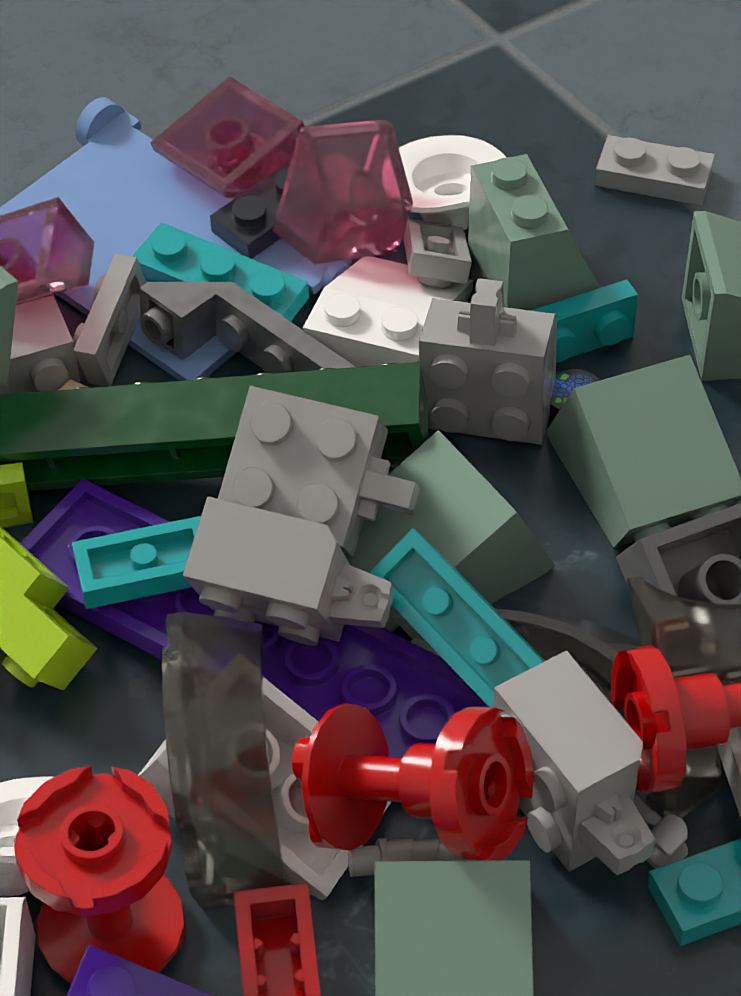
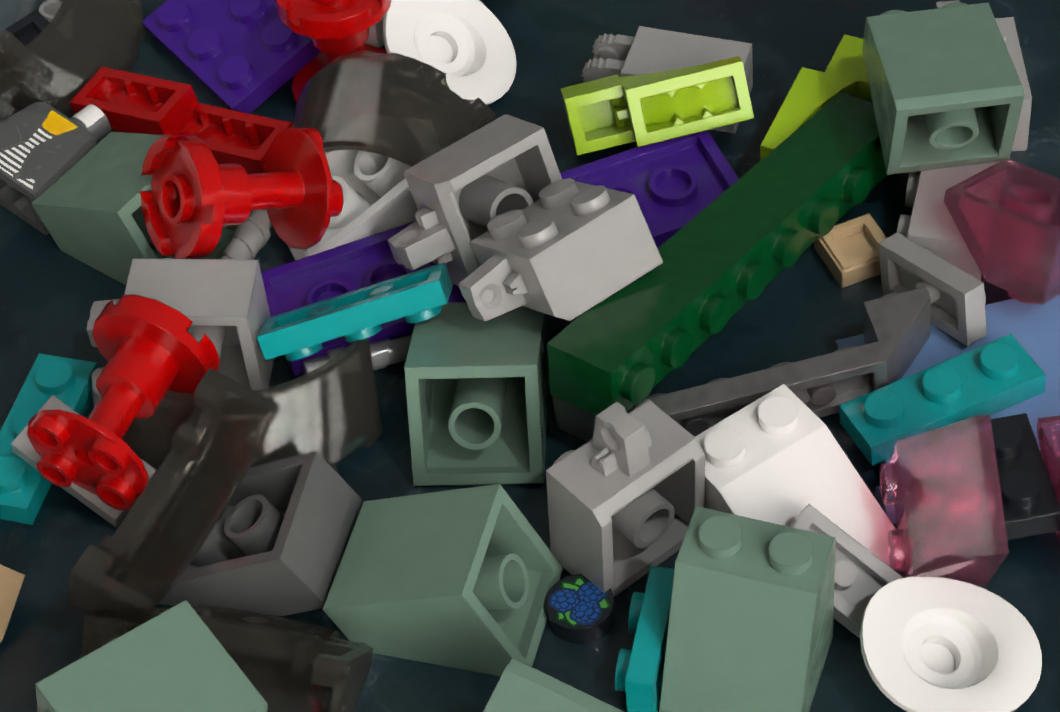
camera: 130 degrees right, 0 degrees up
(134, 562) = (619, 160): teal plate -> none

